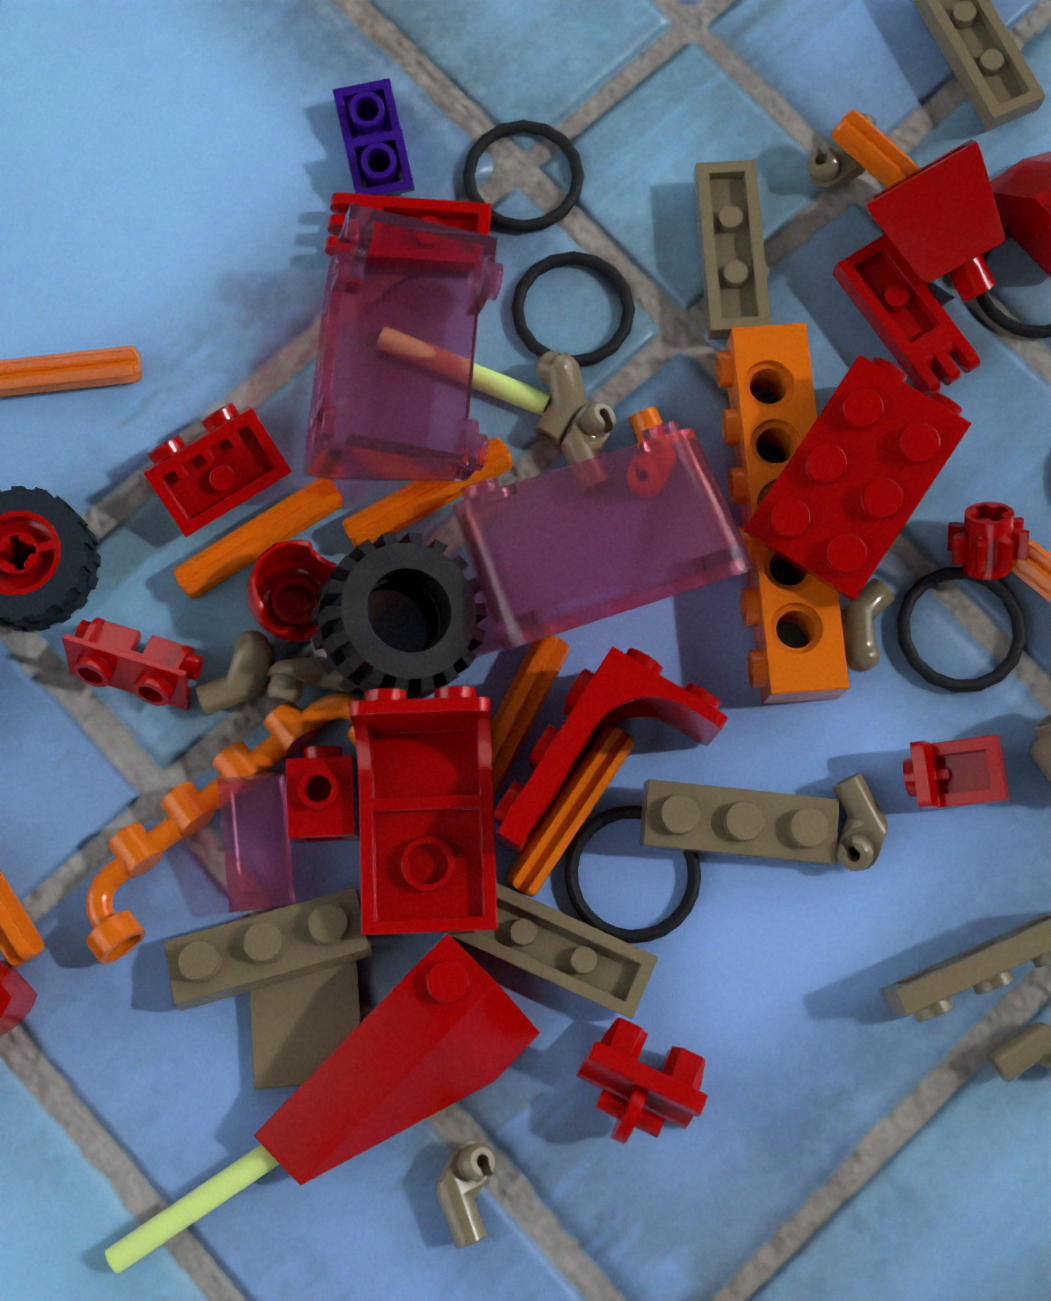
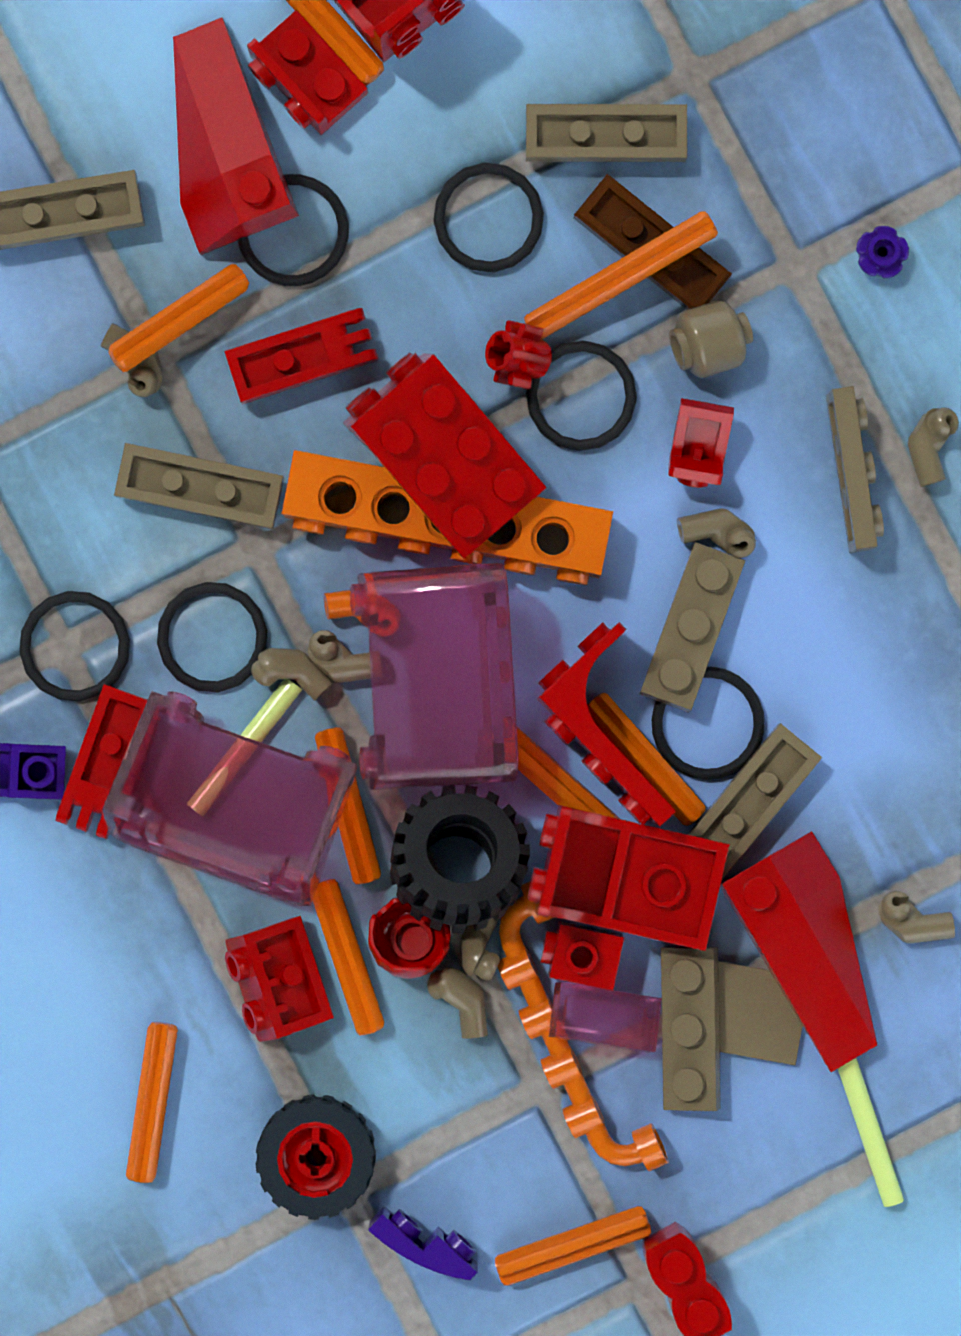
camera: 80 degrees left, 10 degrees up
(106, 655) = (416, 1107): red hinge -> none
(638, 1092) = (885, 744): red hips -> none
(858, 625) = (560, 484): dark tan arm -> none
(944, 219) = (232, 305): red torso -> none

